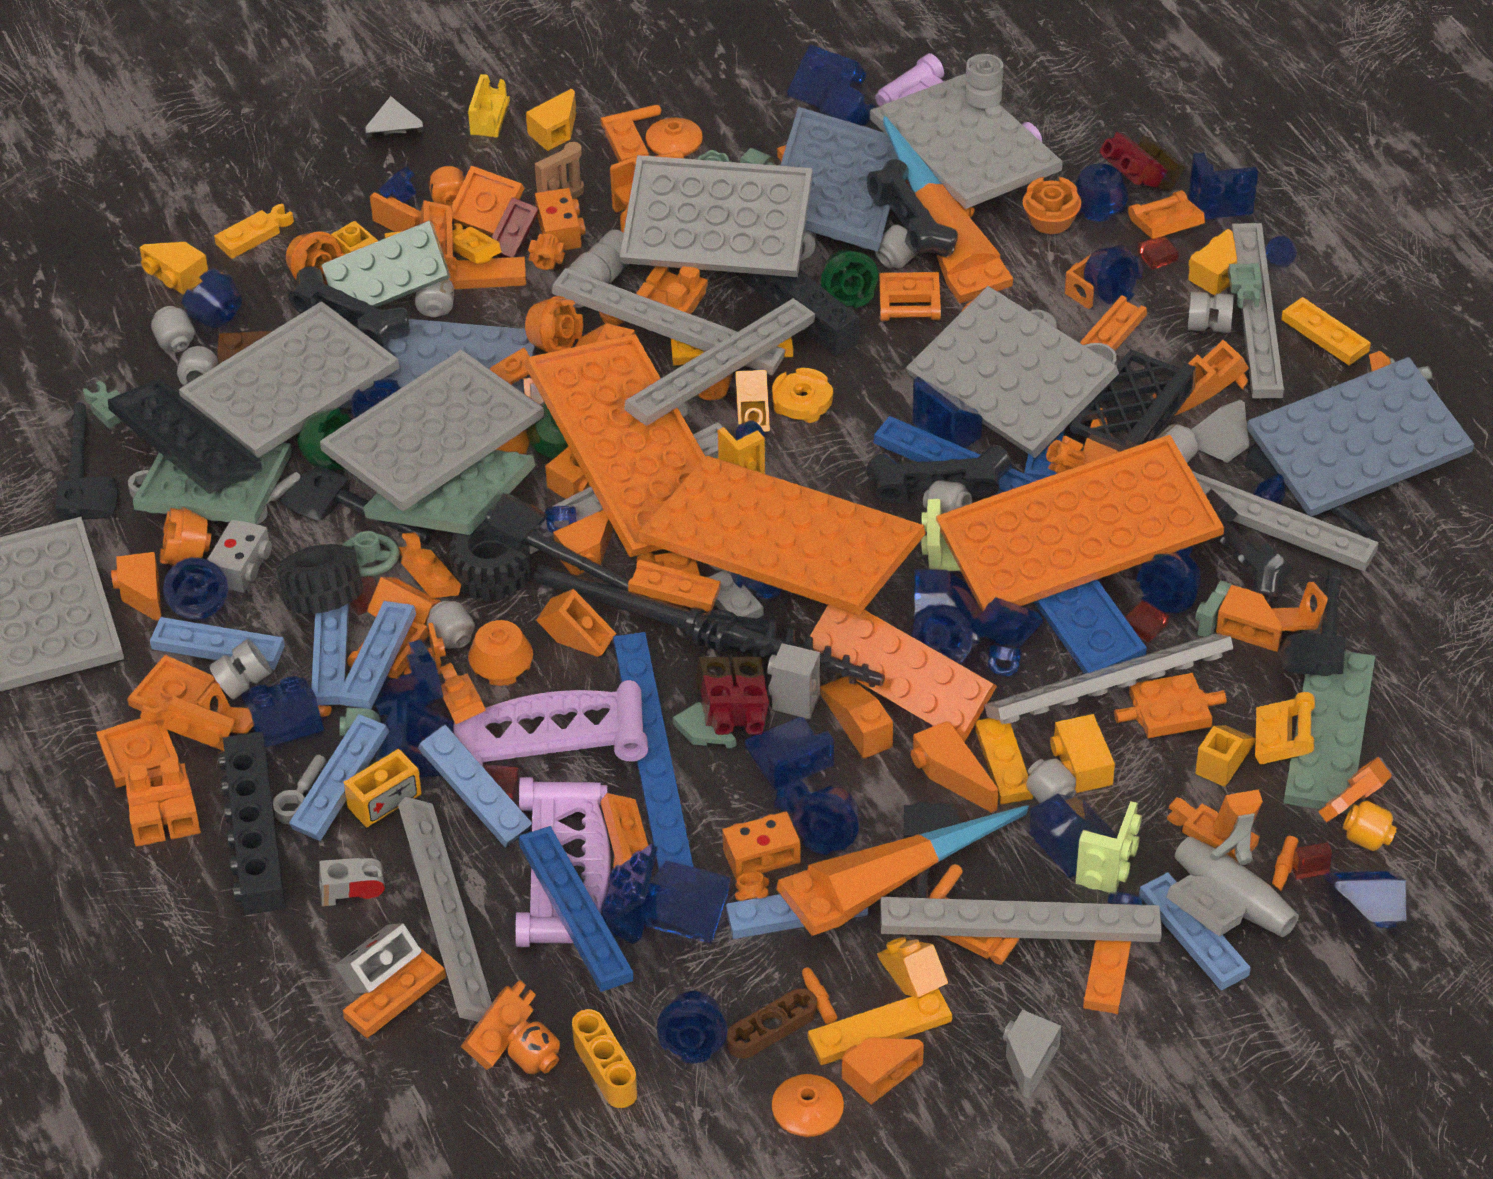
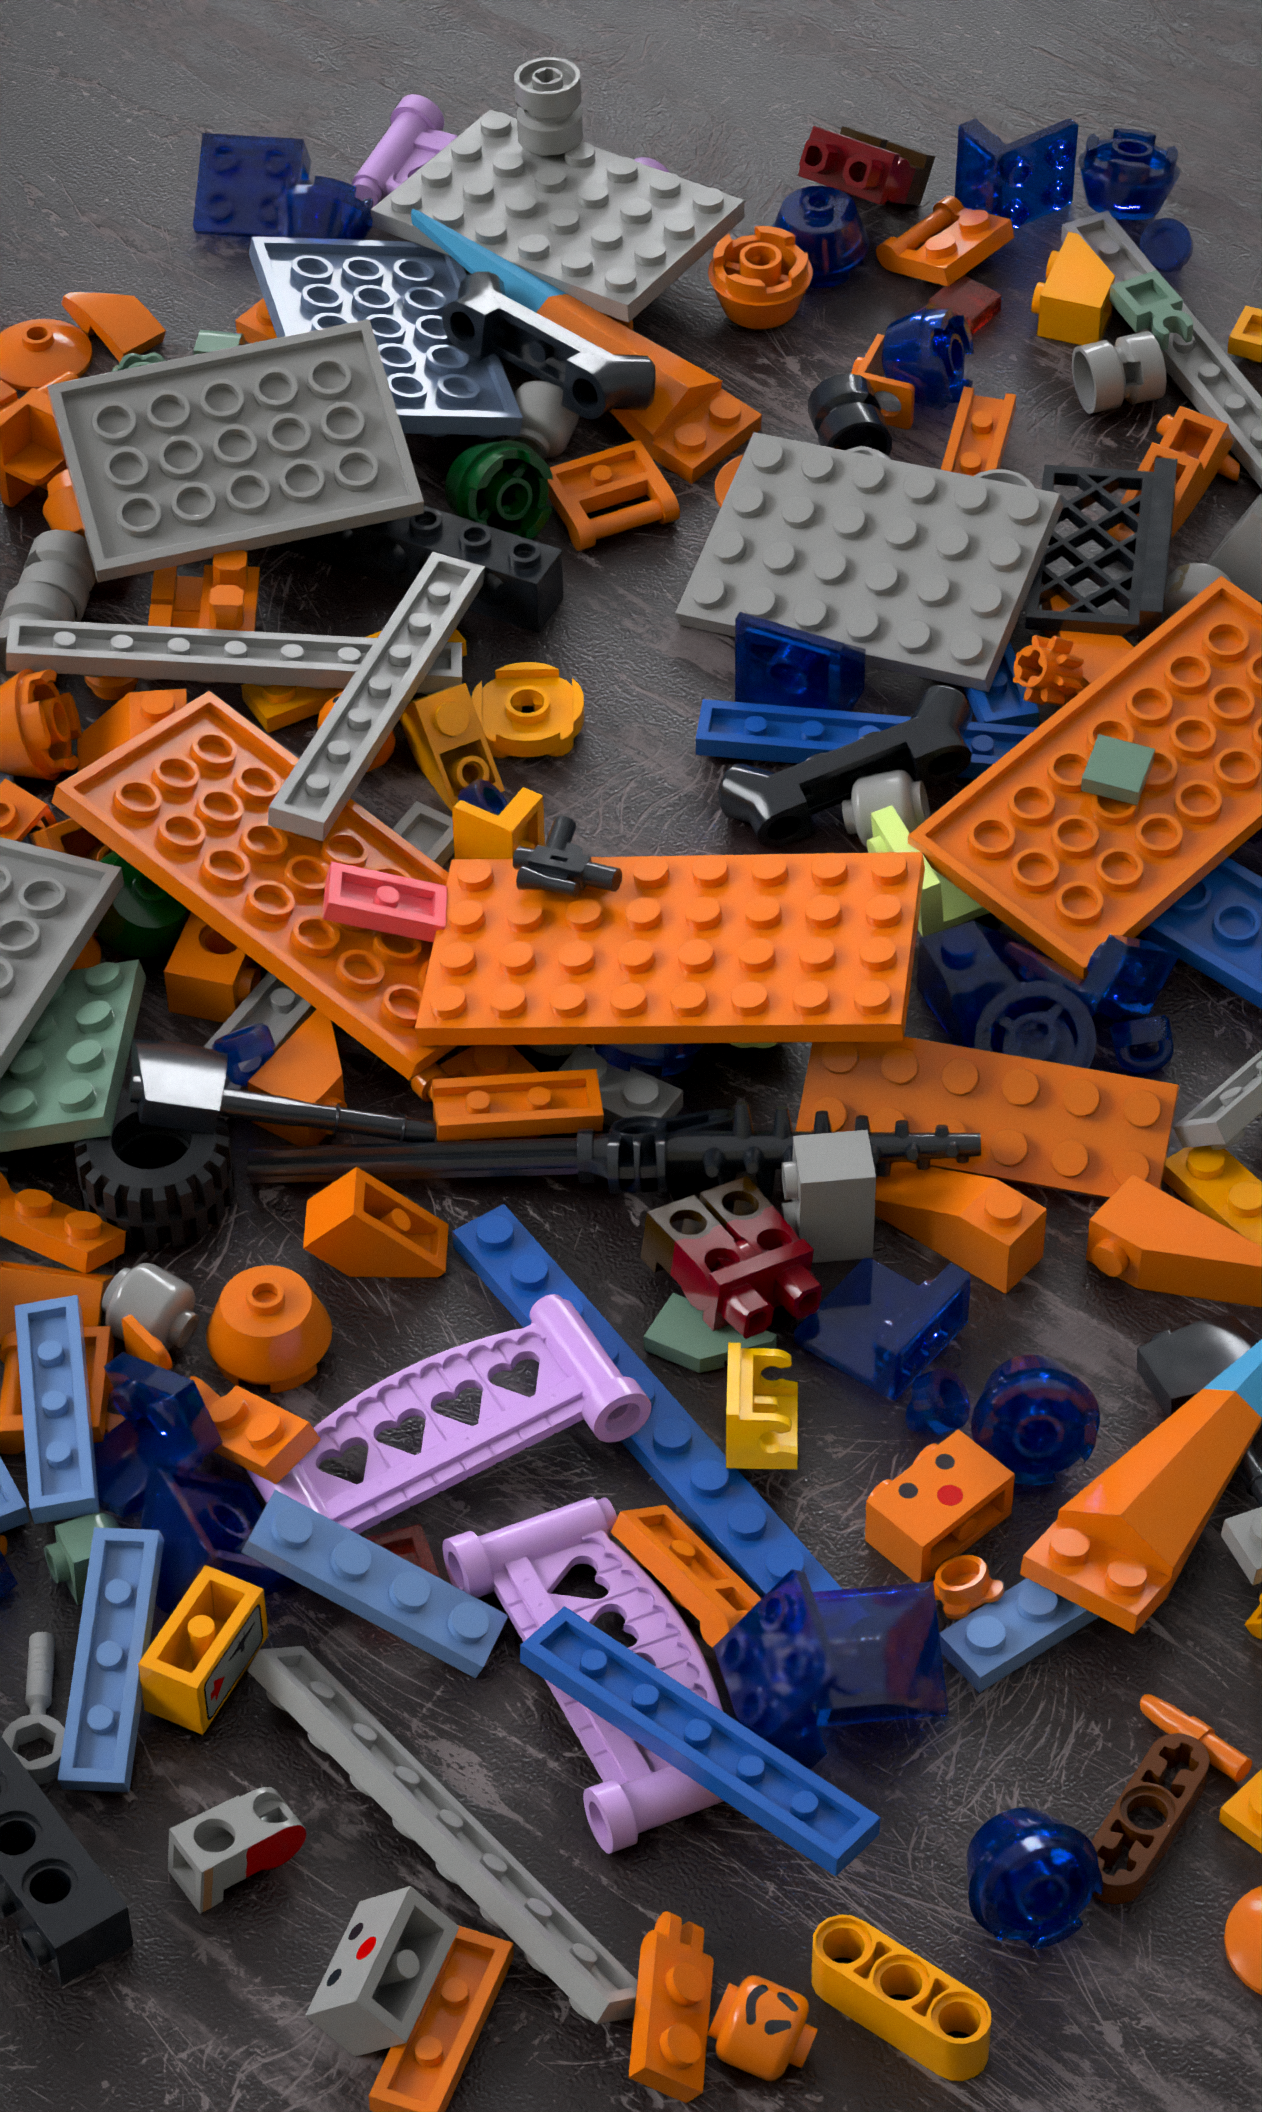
camera: 25 degrees left, 0 degrees up
(659, 465) = (384, 902): none -> coral plate
(701, 770) = (760, 1411): none -> yellow hinge
(719, 131) = (117, 319): none -> orange slope
(749, 474) = (561, 865): none -> black piece
(1053, 293) = (848, 414): none -> black wheel
(1056, 516) = (1117, 769): none -> sand green tile
(1281, 206) = (1128, 174): none -> clear blue cone

